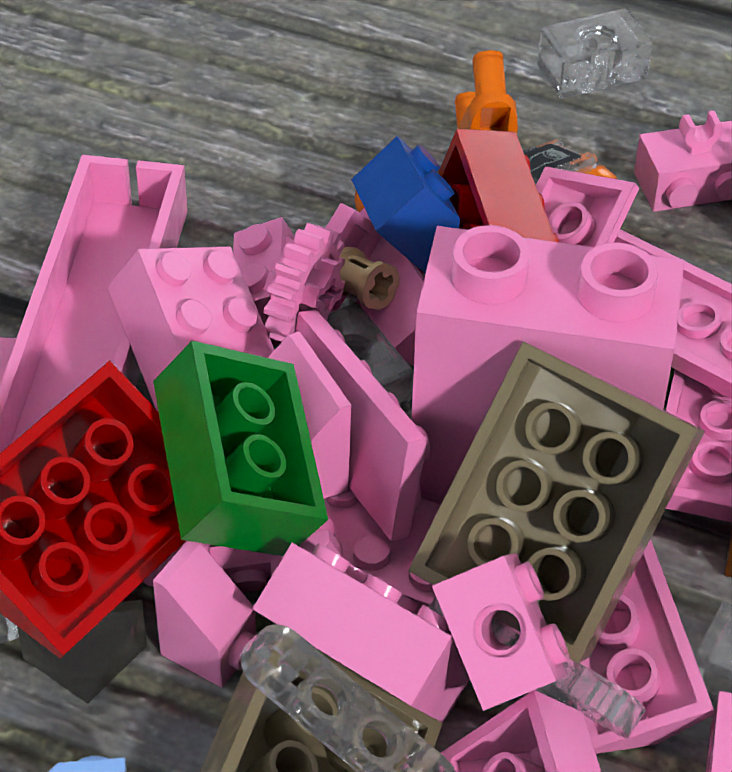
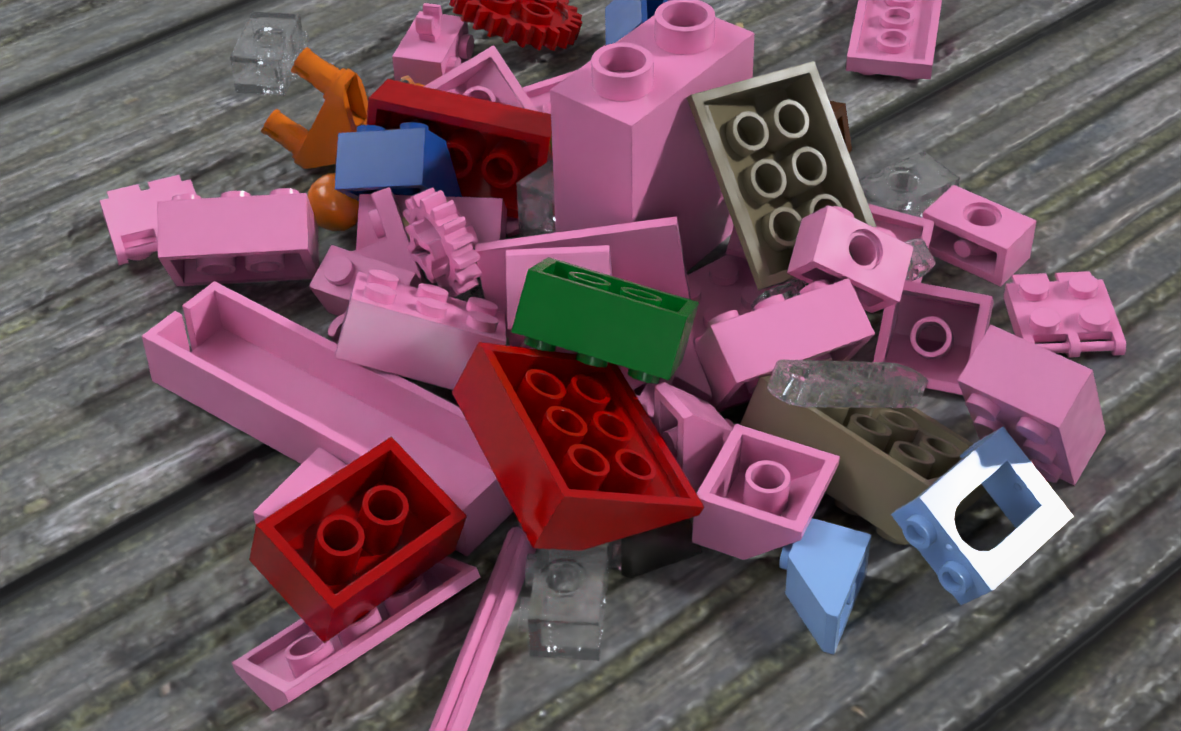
camera: 60 degrees left, 5 degrees down
(143, 700) = (760, 493): none -> bright pink slope
(261, 155) = (238, 238): none -> bright pink brick
(293, 97) = (133, 216): none -> bright pink plate

